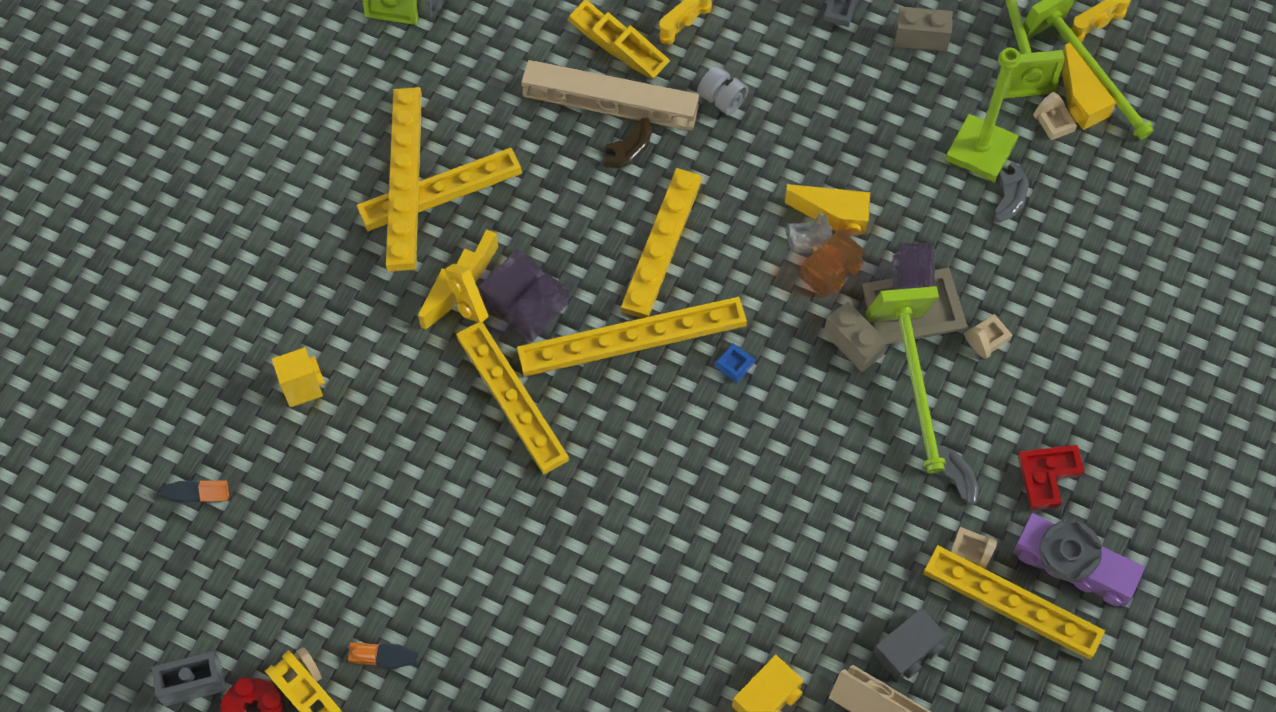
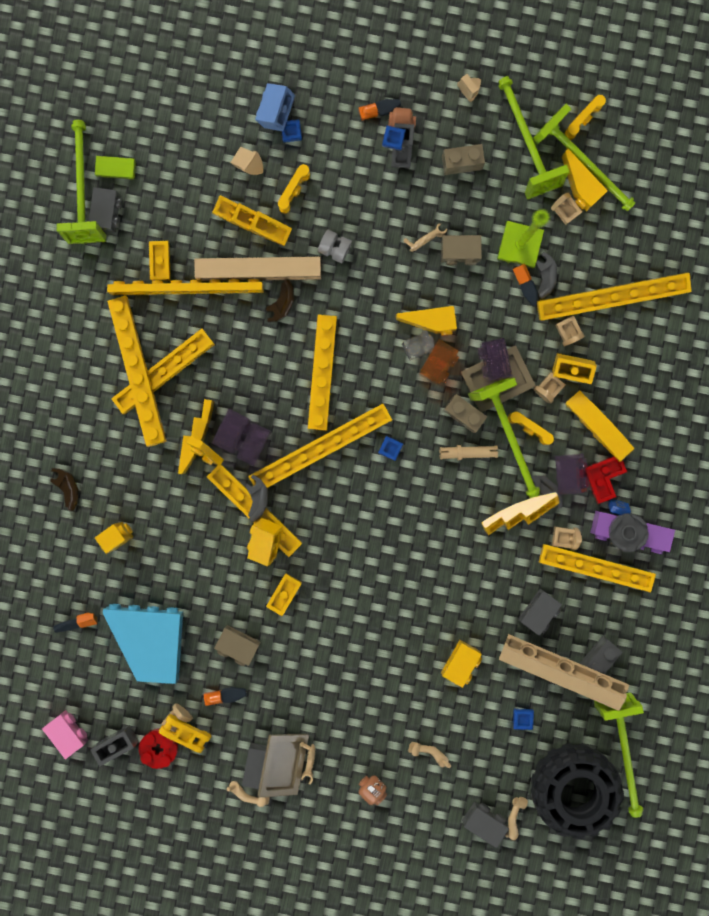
camera: 15 degrees left, 25 degrees up
(120, 647) = (65, 734): none -> bright pink brick
(255, 305) = (68, 485): none -> dark brown piece
(296, 540) = (148, 640): none -> medium azure slope
(426, 579) = (237, 645): none -> dark tan brick
(480, 58) = (159, 260): none -> yellow plate
(507, 97) = (177, 287): none -> yellow plate
(513, 435) = (264, 541): none -> yellow brick
(519, 524) = (284, 594): none -> yellow plate
(524, 376) = (259, 496): none -> dark grey piece
(844, 391) = (468, 452): none -> tan pin
(852, 108) = (425, 239): none -> tan piece
(896, 132) = (461, 249): none -> dark tan brick
(915, 488) = (526, 510): none -> yellow slope
(949, 378) = (531, 428): none -> yellow plate
(981, 196) = (527, 285): none -> piece
(997, 453) = (571, 474): none -> clear purple brick
(1028, 311) = (574, 368): none -> yellow brick
(1031, 269) = (569, 331): none -> tan tile
(1054, 399) = (600, 426): none -> yellow slope
(1056, 516) = (618, 507): none -> blue tile
(1104, 237) = (614, 296): none -> yellow plate

